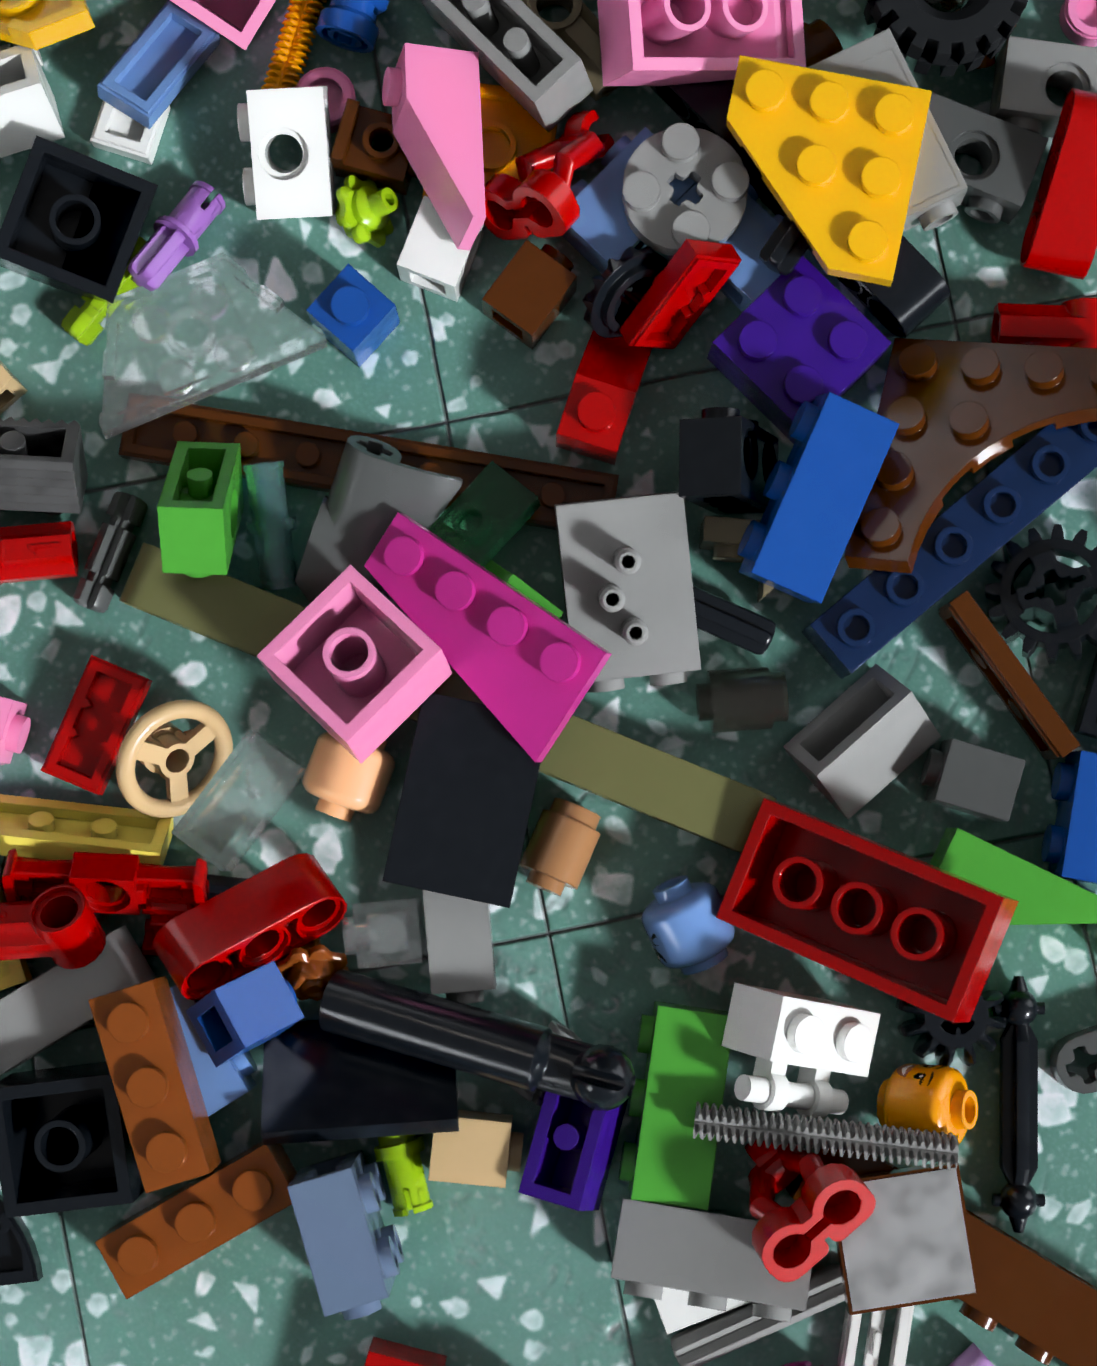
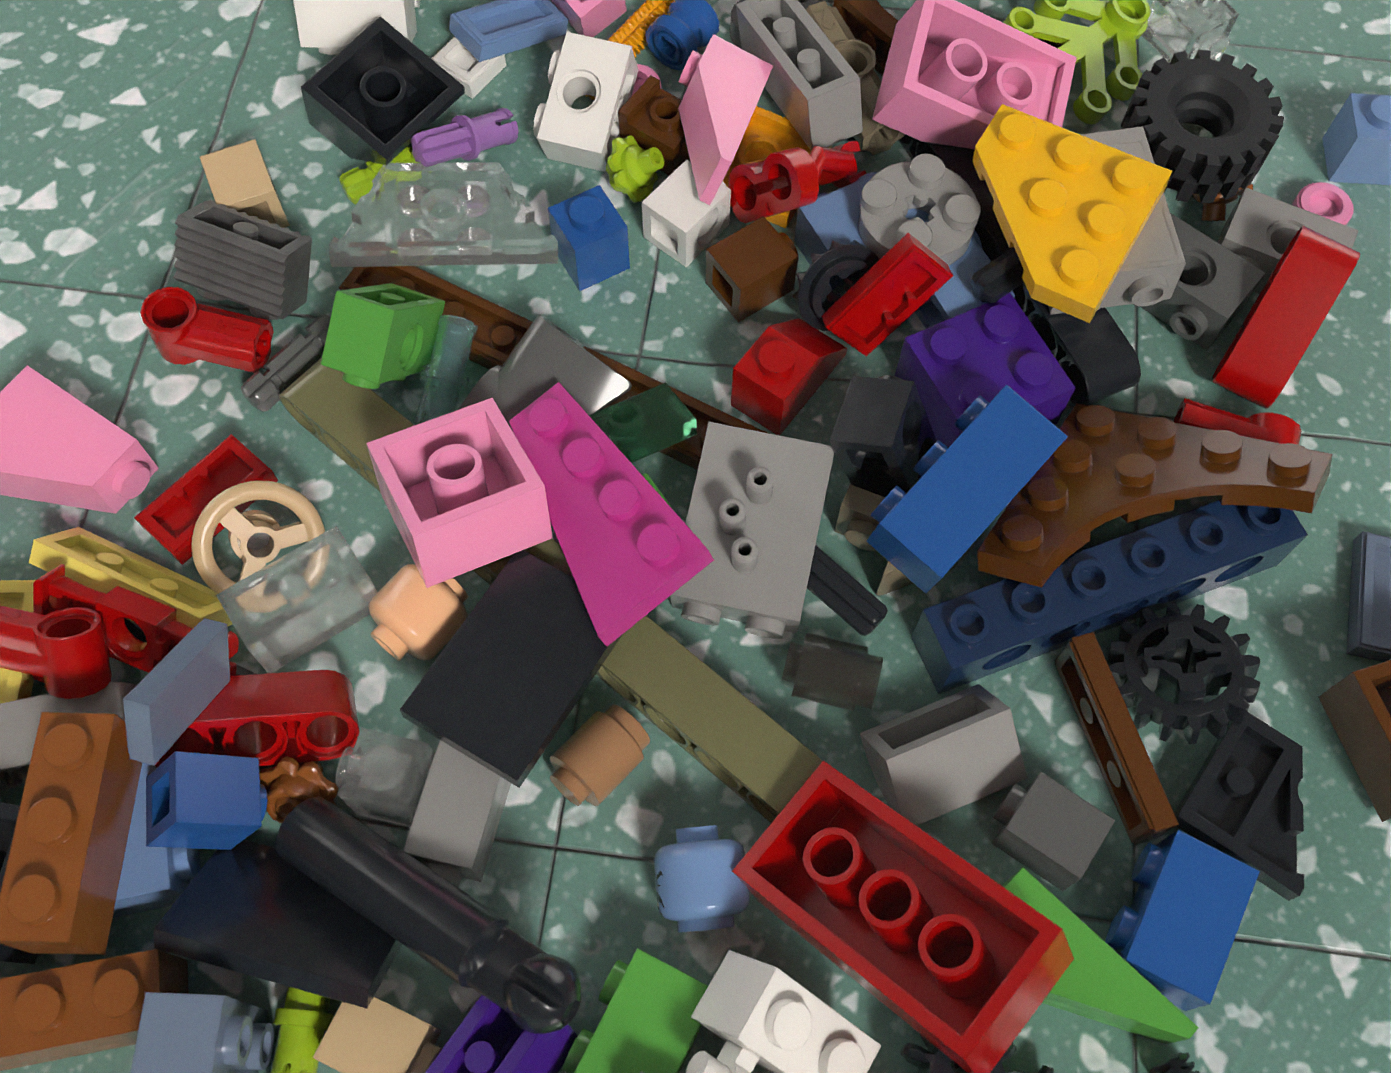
camera: 20 degrees right, 20 degrees down
(194, 939) = (176, 691): none -> sand blue tile

